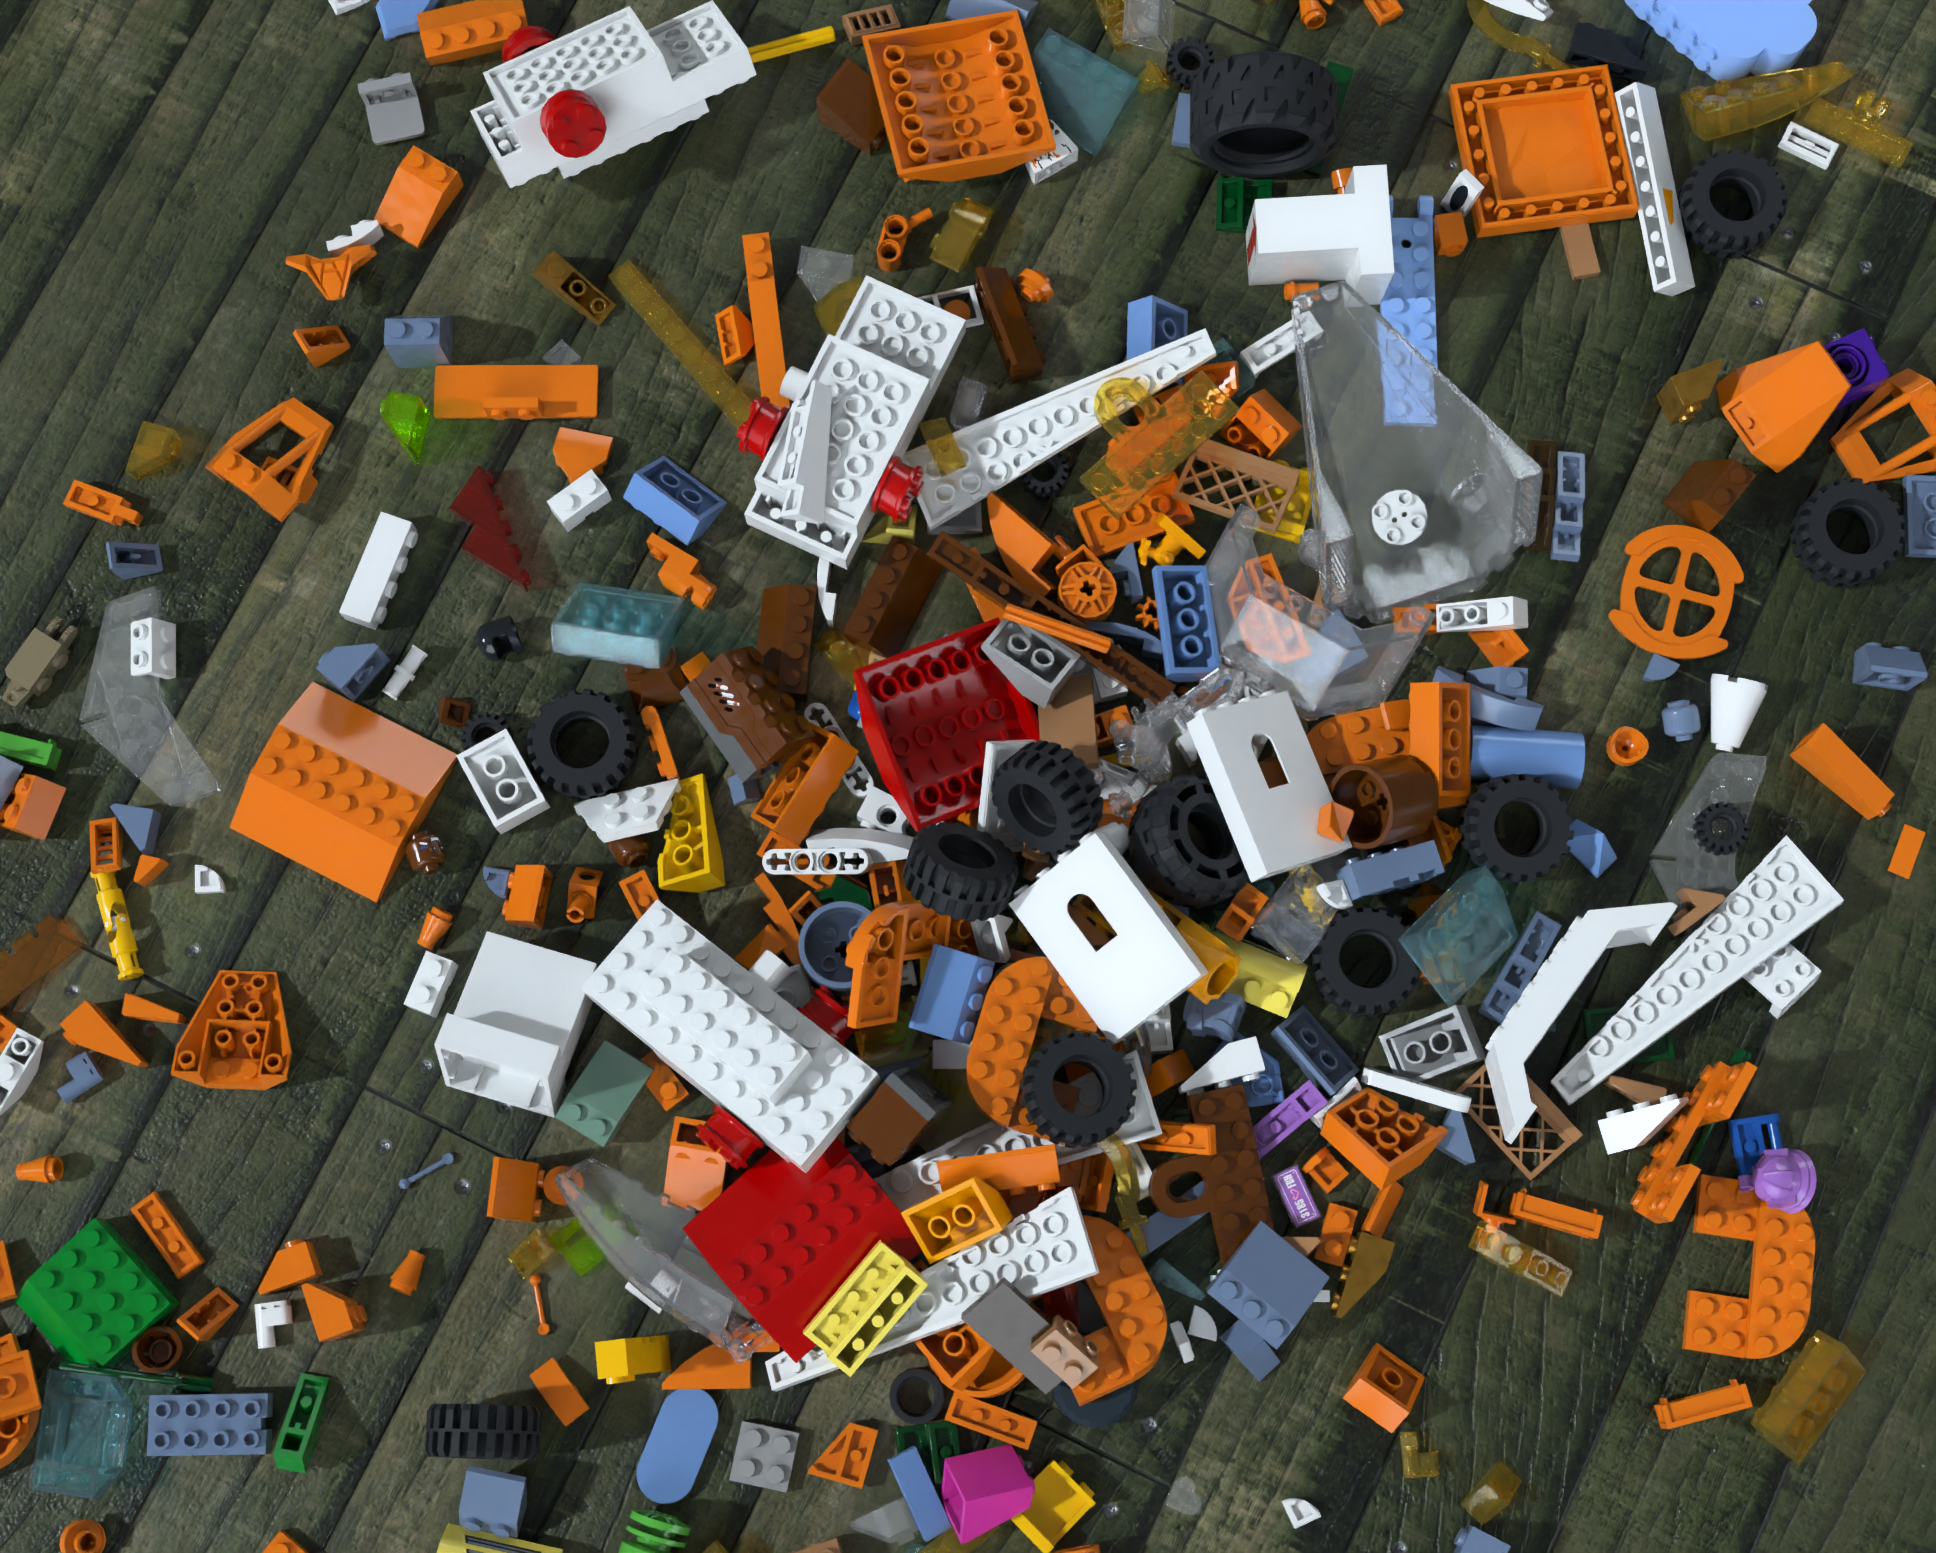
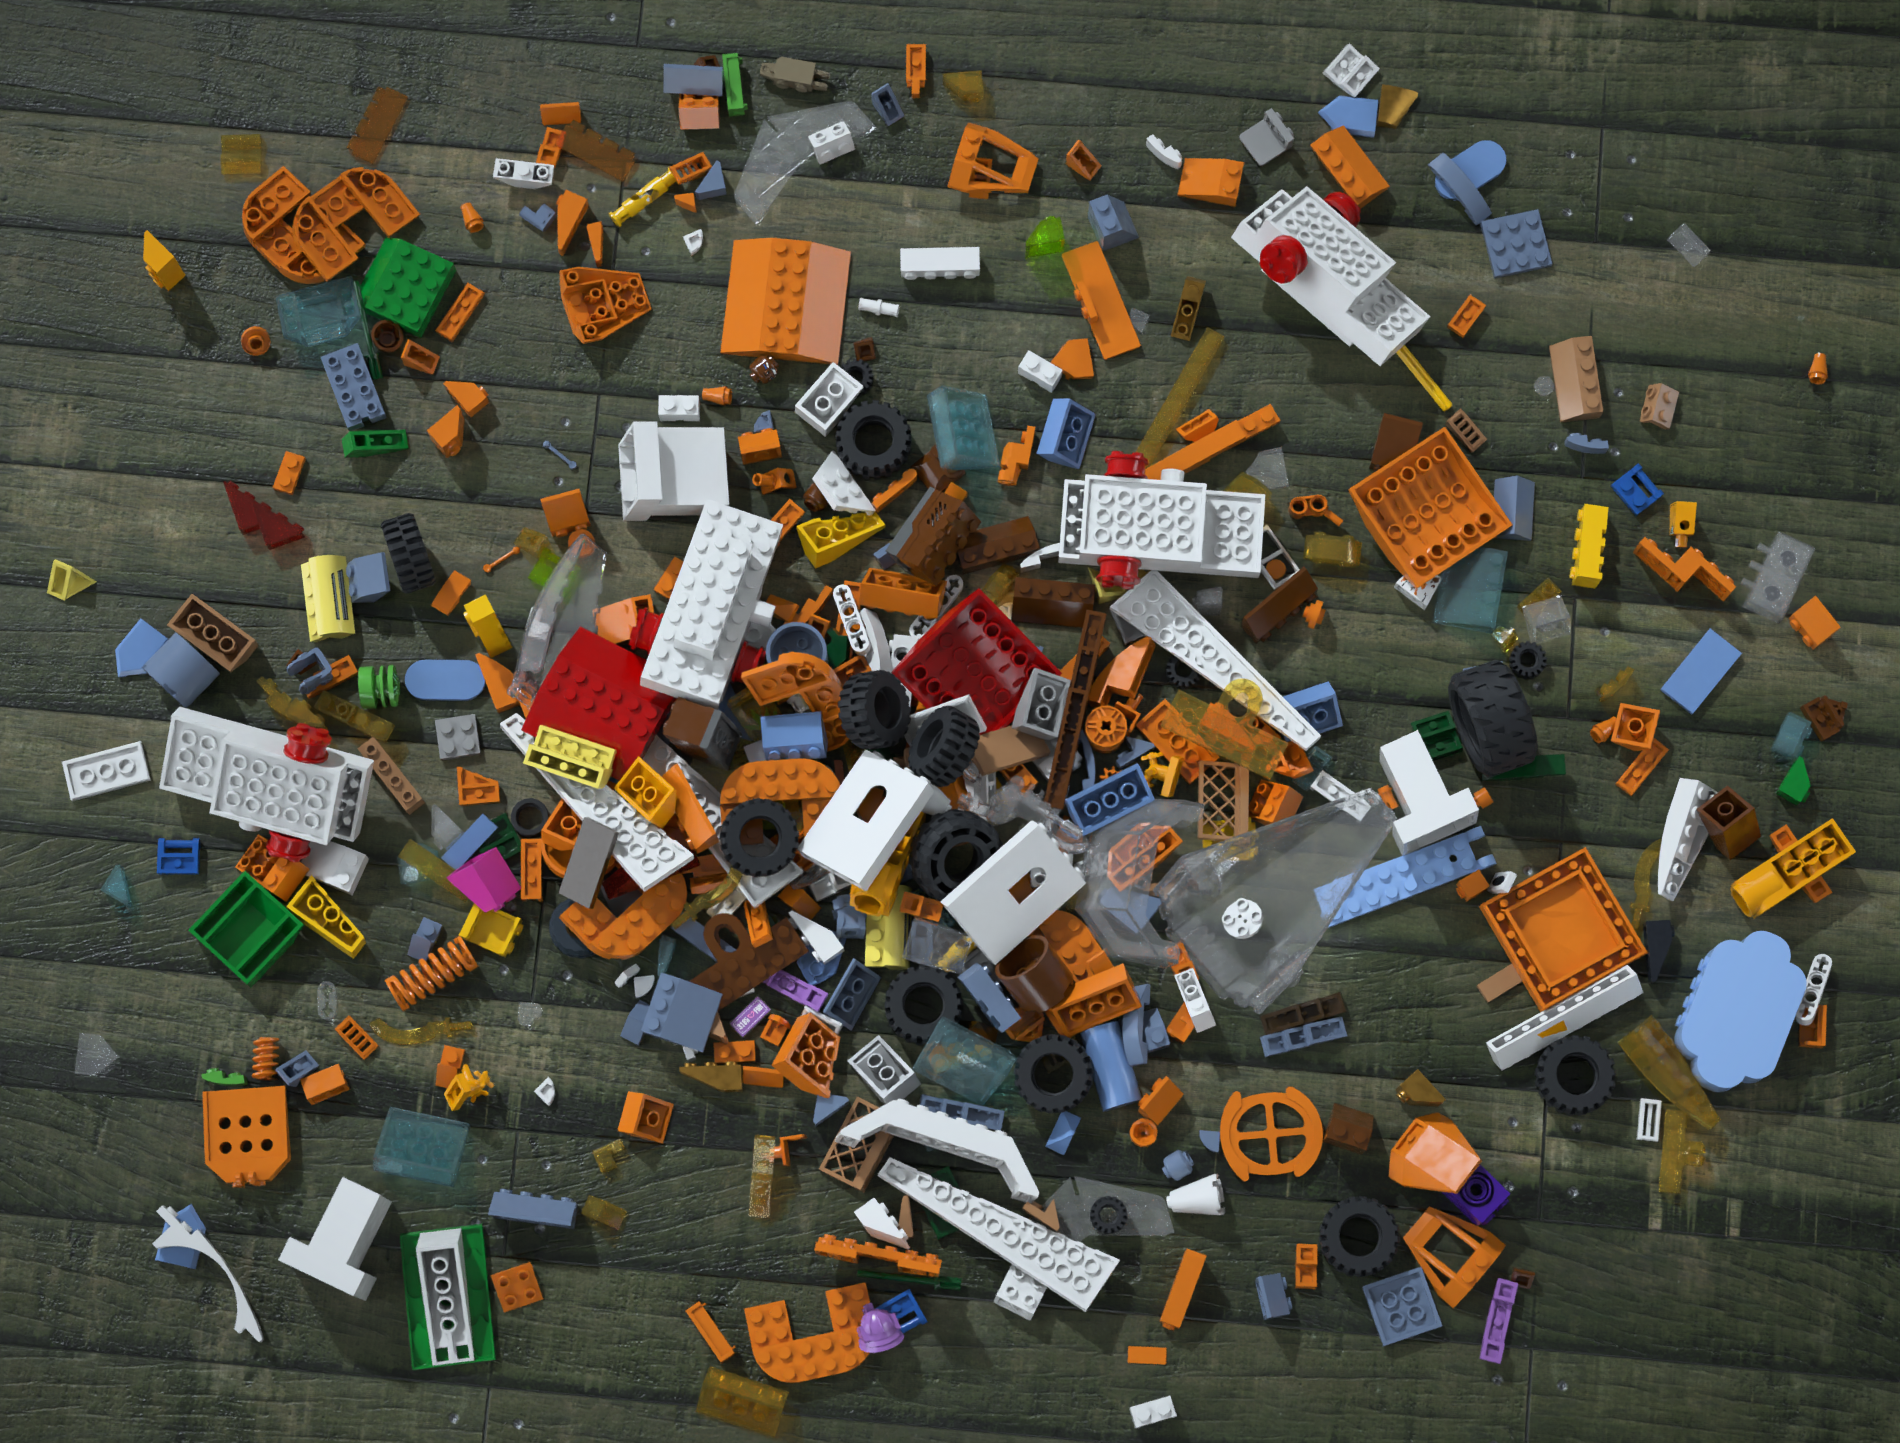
camera: 70 degrees right, 0 degrees up
(267, 1317) = (432, 395): white piece -> none
(334, 273) = (1131, 146): orange piece -> none
(352, 667) = (865, 272): sand blue slope -> none
(407, 1275) = (490, 469): orange cone -> none
(490, 538) = (991, 325): clear red slope -> none
(498, 631) = (930, 354): black helmet -> none
(605, 1093) = (649, 545): sand green slope -> none
(806, 456) = (1113, 501): white wedge -> none
(942, 446) = (1169, 592): clear yellow slope -> none
(991, 938) = (841, 751): white slope -> none
(1057, 628) = (1068, 714): orange axle -> none
(1067, 1352) = (588, 892): medium nougat bracket -> none
(1334, 821) = (1005, 944): orange slope -> none
(1335, 894) = (959, 966): white tile -> none
(1416, 1089) = (849, 1072): white beam -> none
(1555, 1215) = (800, 1192): orange container -> none
(1592, 710) = (1161, 1100): none -> orange slope
(1856, 613) = (1306, 1266): none -> orange slope

